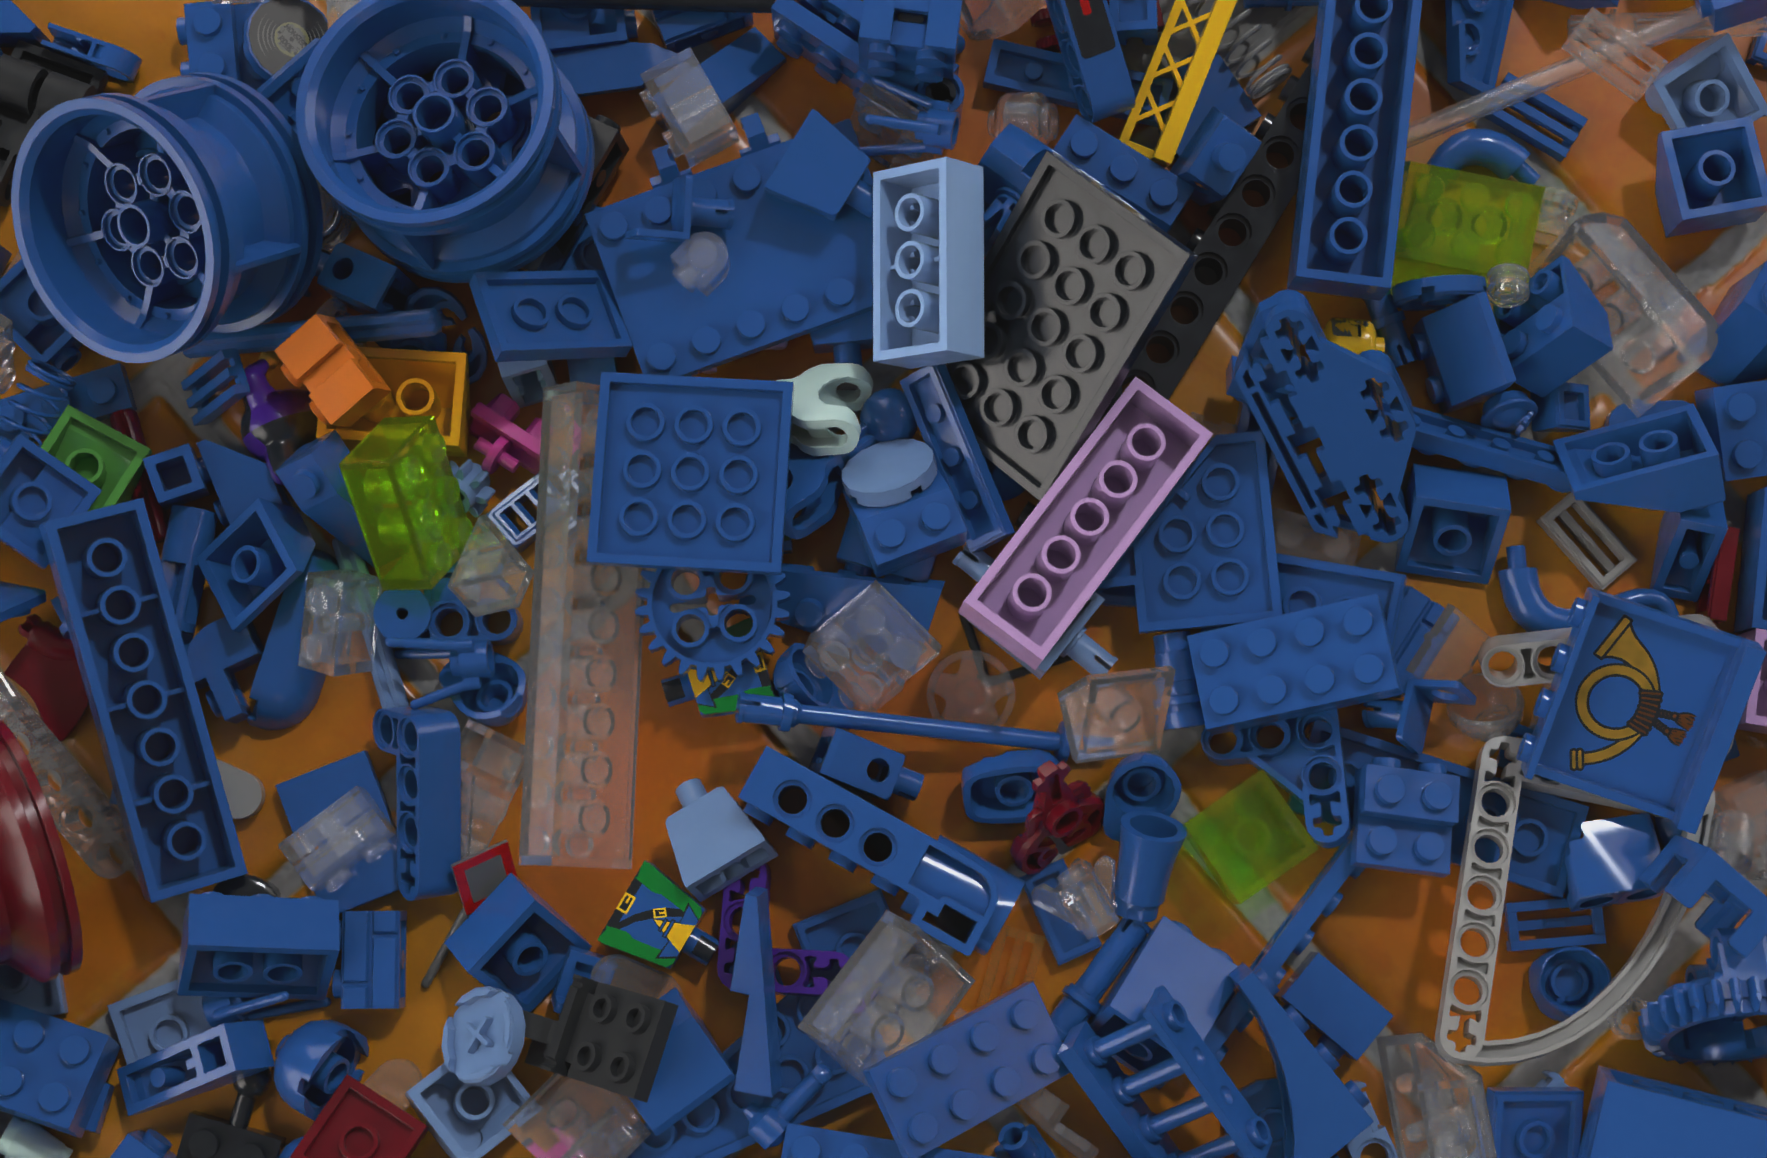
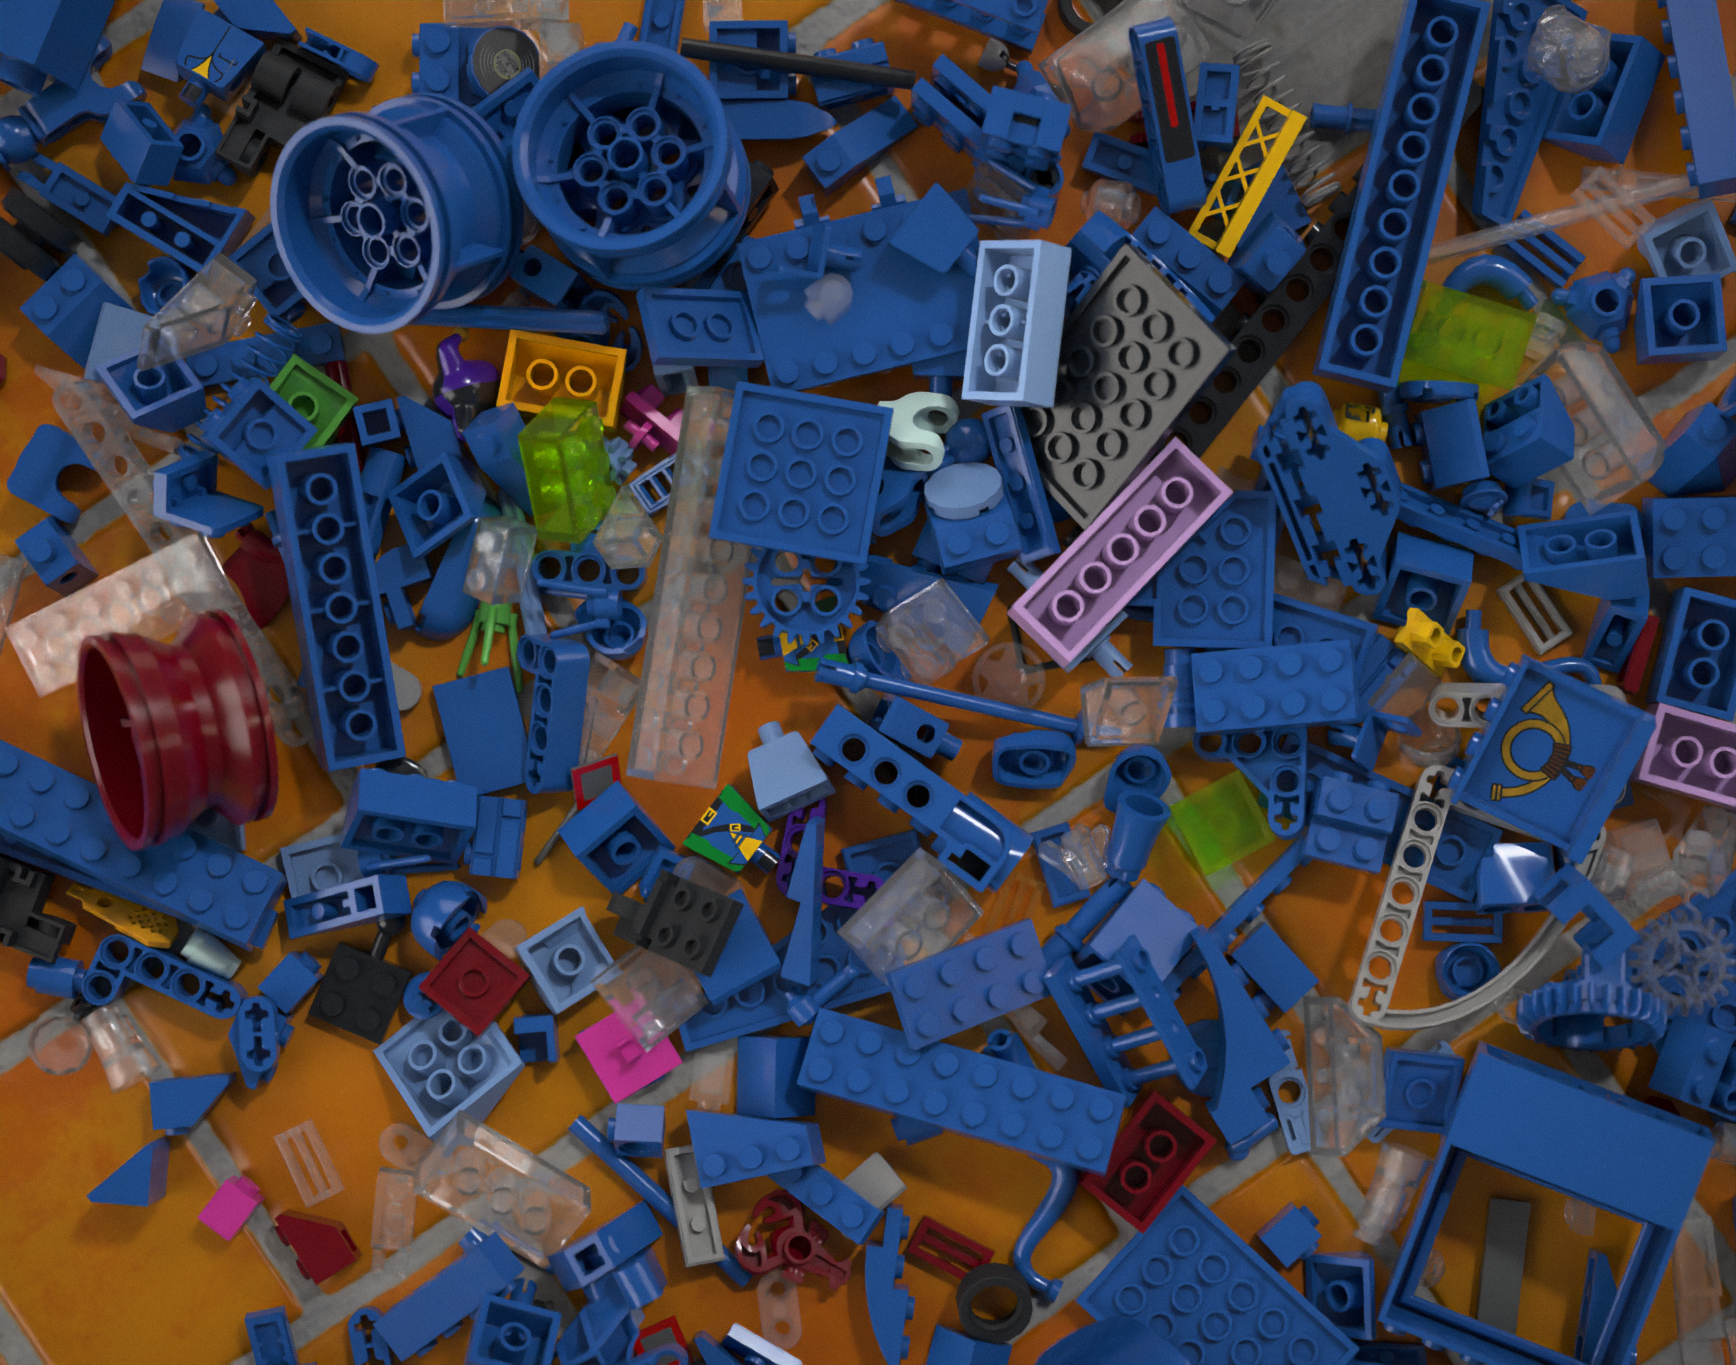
camera: 15 degrees right, 5 degrees up
(215, 377) = (402, 356): blue tile -> none
(333, 370) = (517, 354): orange brick -> none
(338, 840) = (481, 737): clear brick -> none
(340, 696) = (493, 620): none -> bright green plant
(387, 609) = (560, 569): blue wheel -> none
(483, 1036) = (583, 909): medium blue tile -> none
(688, 107) = (833, 167): clear brick -> none
(1057, 811) = (1068, 783): dark red animal -> none
(1469, 590) = (1428, 643): none -> yellow hips
(1508, 285) = (1495, 393): clear bush -> none
(1612, 173) = (1599, 305): none -> blue rock

